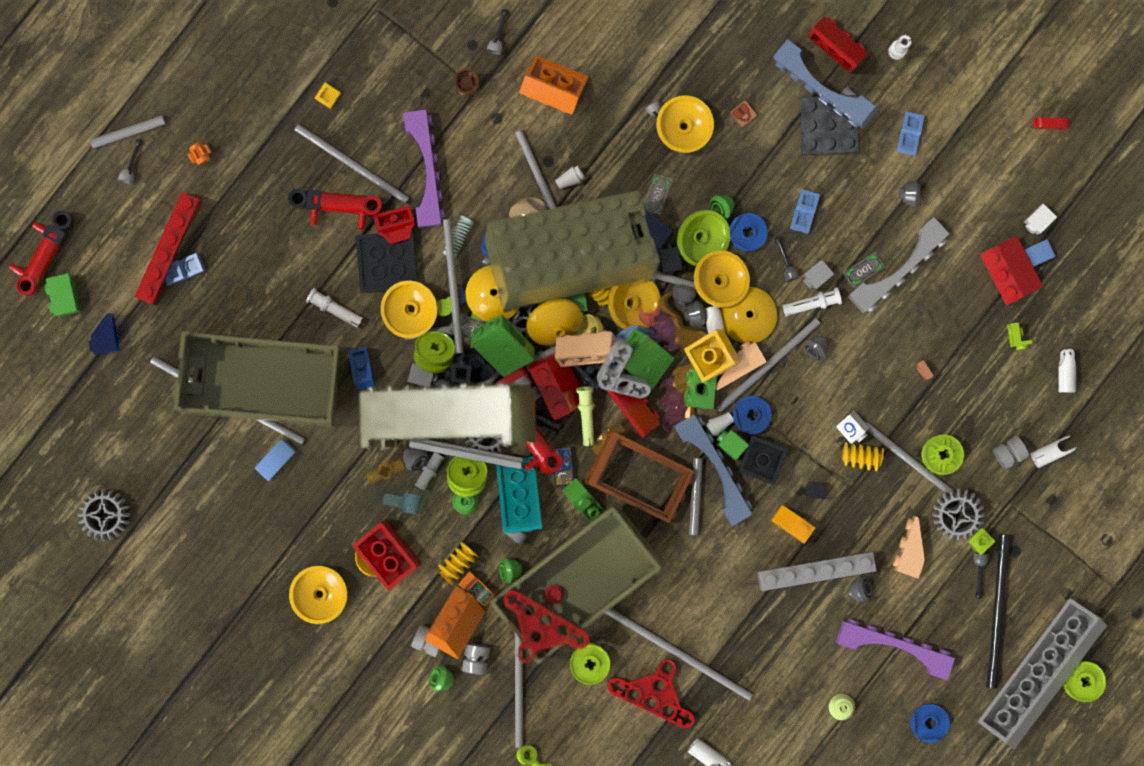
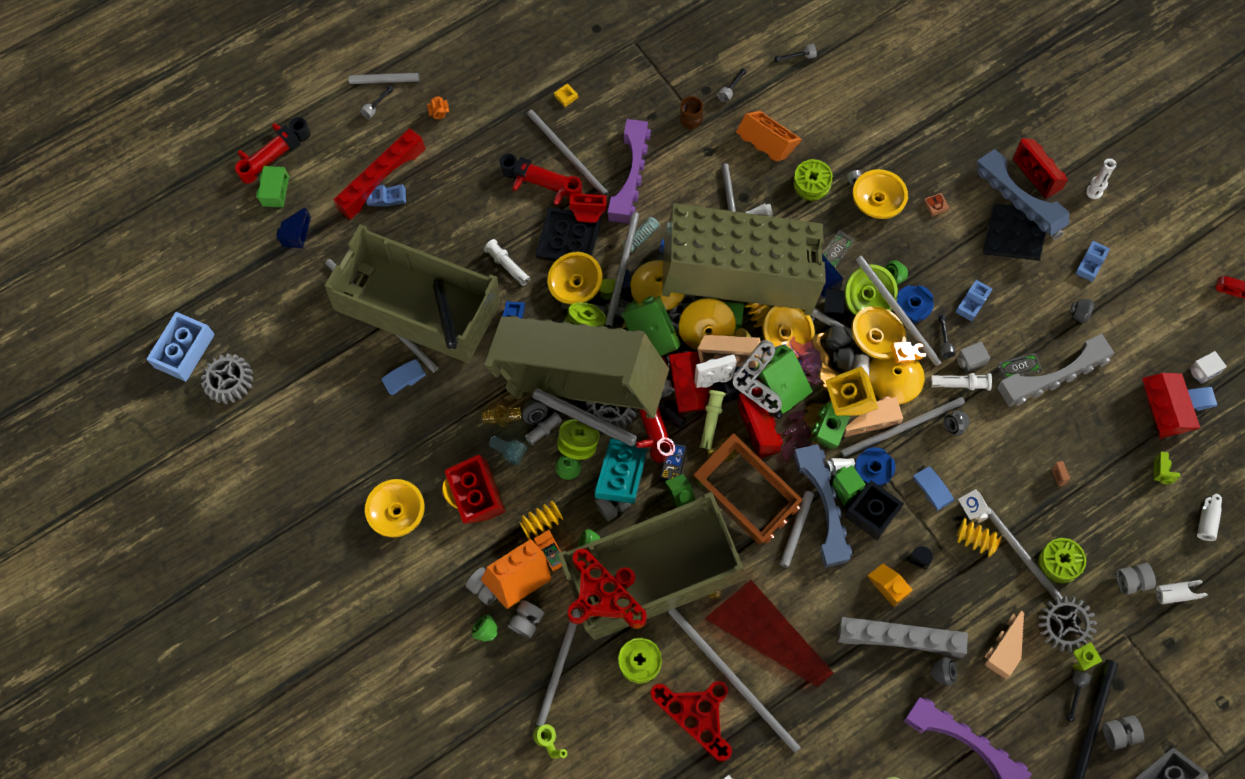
camera: 20 degrees right, 20 degrees down
(45, 498) = (180, 346): none -> light blue brick
(298, 394) = (445, 314): none -> black axle
(586, 374) = (715, 371): none -> white plate
(601, 124) = (812, 180): none -> lime wheel
(688, 597) = (763, 628): none -> clear red wing
(733, 250) = (898, 310): none -> light grey piece
(751, 292) = (905, 353): none -> plate
(811, 419) = (934, 488): none -> medium blue slope
(1019, 599) = (1124, 732): none -> light grey wheel

